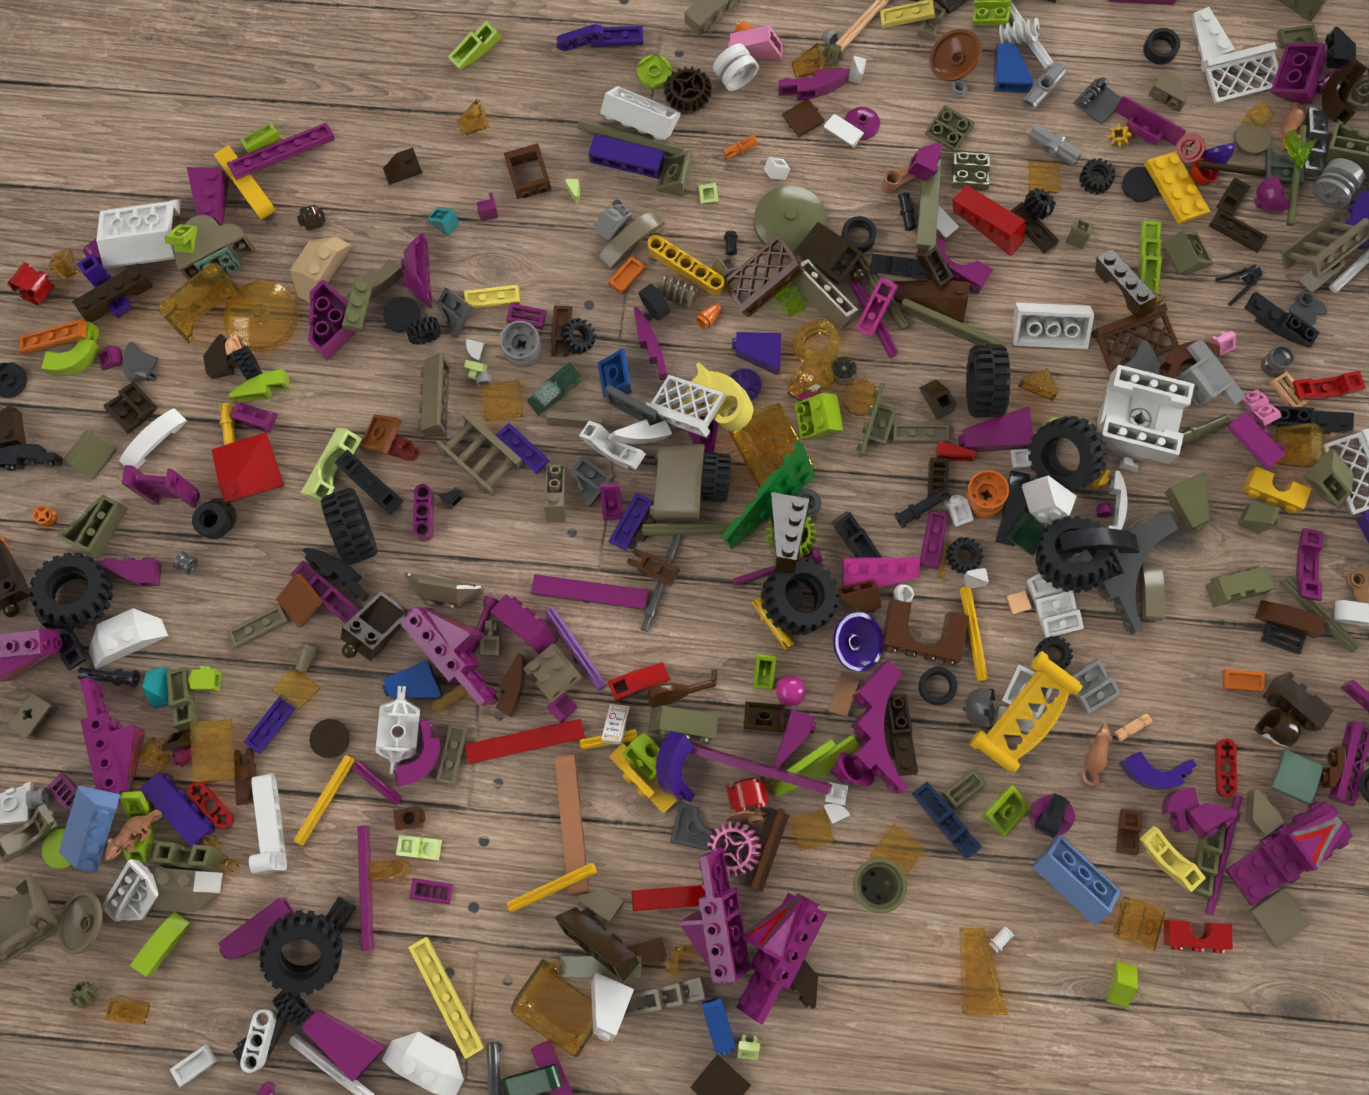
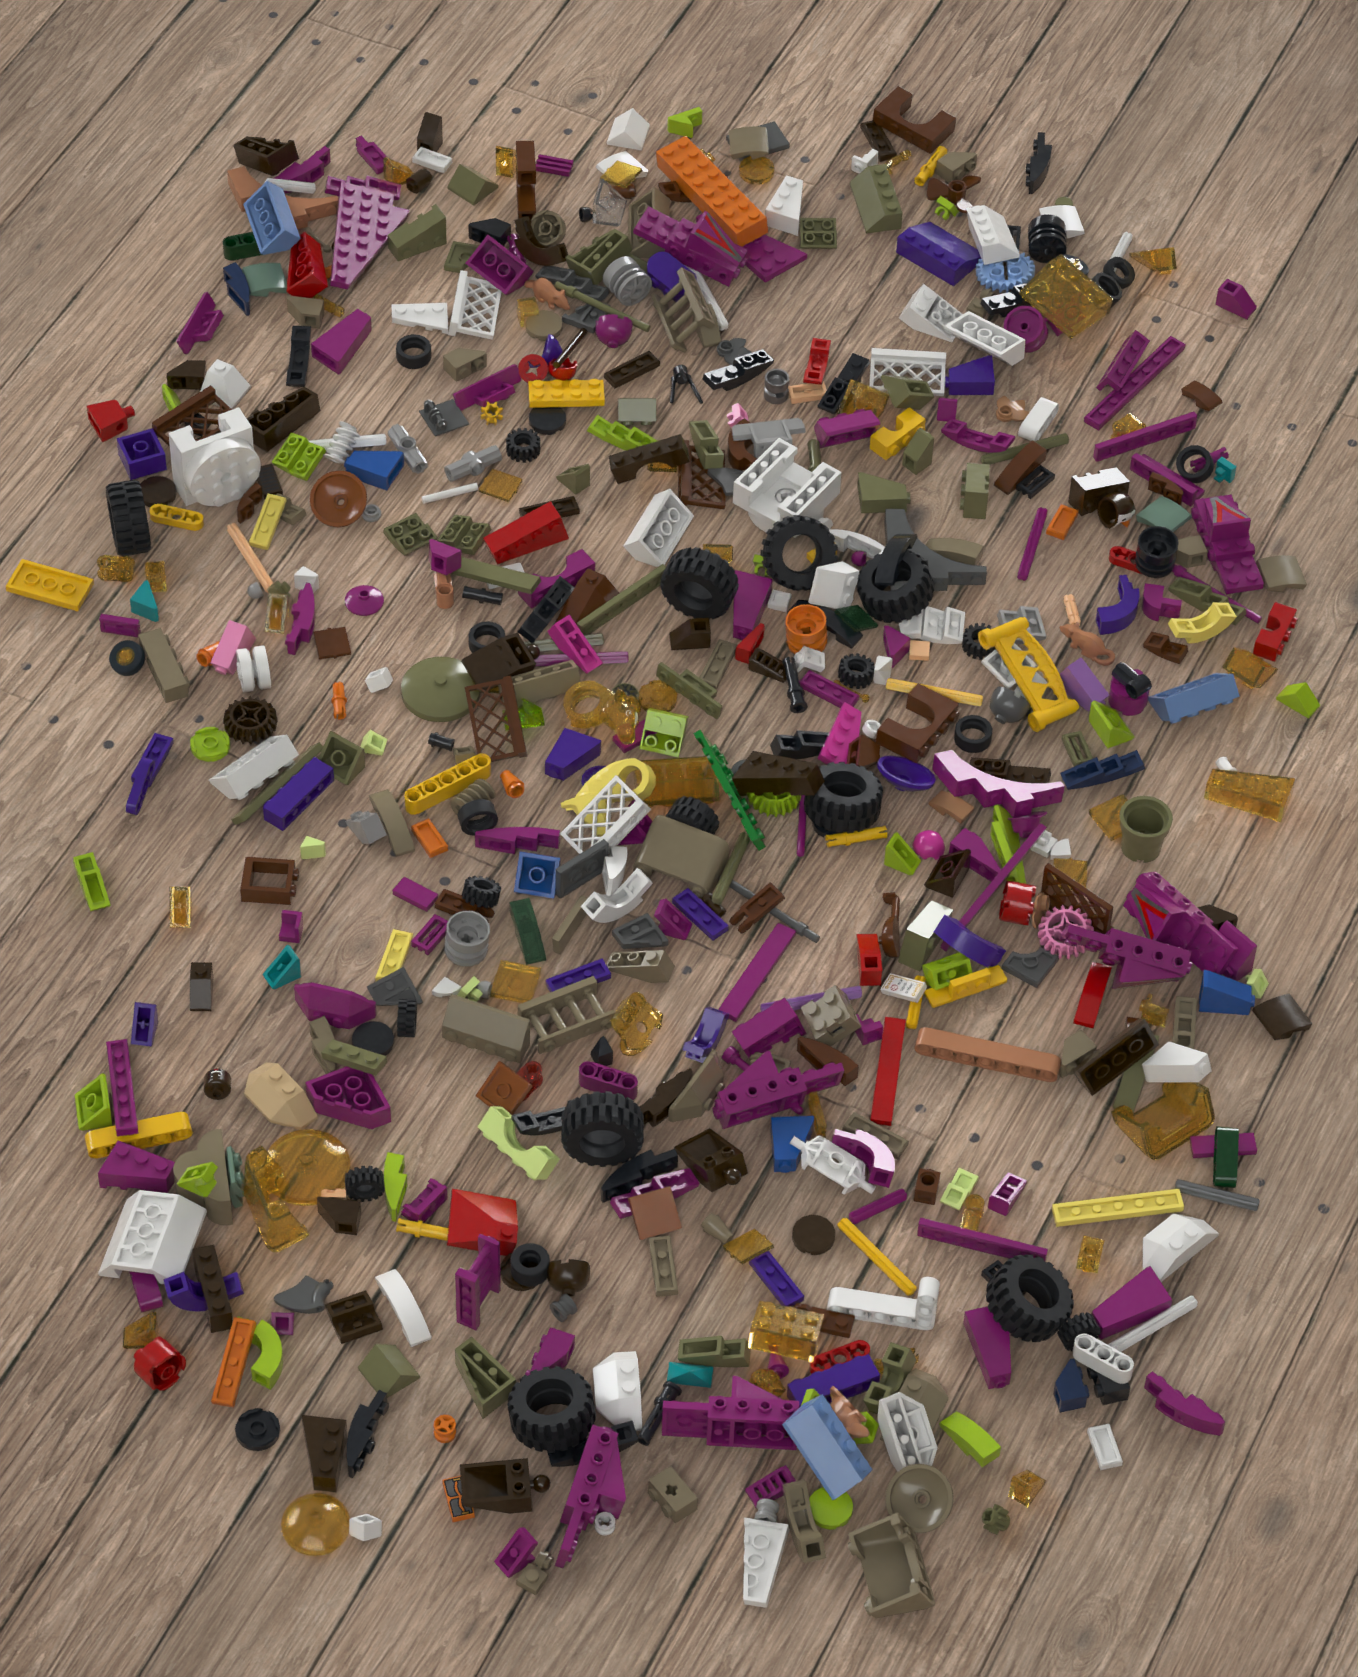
camera: 75 degrees left, 25 degrees down
(177, 740) = (761, 1355): dark brown slope -> none
(205, 679) = (702, 1322): lime brick -> none
(212, 555) = (569, 1276): none -> dark brown cylinder
(235, 1016) = (1069, 1389): none -> dark blue slope
(349, 142) = (144, 1024): none -> slope
(393, 985) = (1092, 1247): none -> clear yellow brick
(423, 566) = (657, 1108): none -> dark brown slope
(494, 575) = (707, 1035): none -> arch
(506, 518) = (632, 1040): none -> clear yellow piece
(552, 887) = (1045, 1083): yellow axle -> none
(562, 287) = (415, 894): none -> magenta tile
(772, 1021) = (1244, 958): none -> magenta slope
(843, 130) = (367, 614): white slope -> none
(940, 262) = (558, 583): dark brown slope -> none
(1010, 580) = (895, 644): none -> magenta slope
(1013, 140) = (449, 493): none -> white bar
(1038, 768) = (1082, 684): none -> medium lavender slope
(1039, 203) = (530, 494): black gear -> none
(1172, 326) = (706, 444): none -> olive slope
(1201, 661) = (1032, 543): none -> magenta axle
(1209, 818) = (1176, 582): magenta slope -> none
(1233, 196) = (595, 360): dark brown slope -> none
(1247, 786) = (1156, 552): none -> black wheel
(1259, 406) = (811, 415): bright pink slope -> none
(1298, 151) = (581, 294): clear neon green slope -> none
(1331, 524) = (946, 409): none -> magenta slope

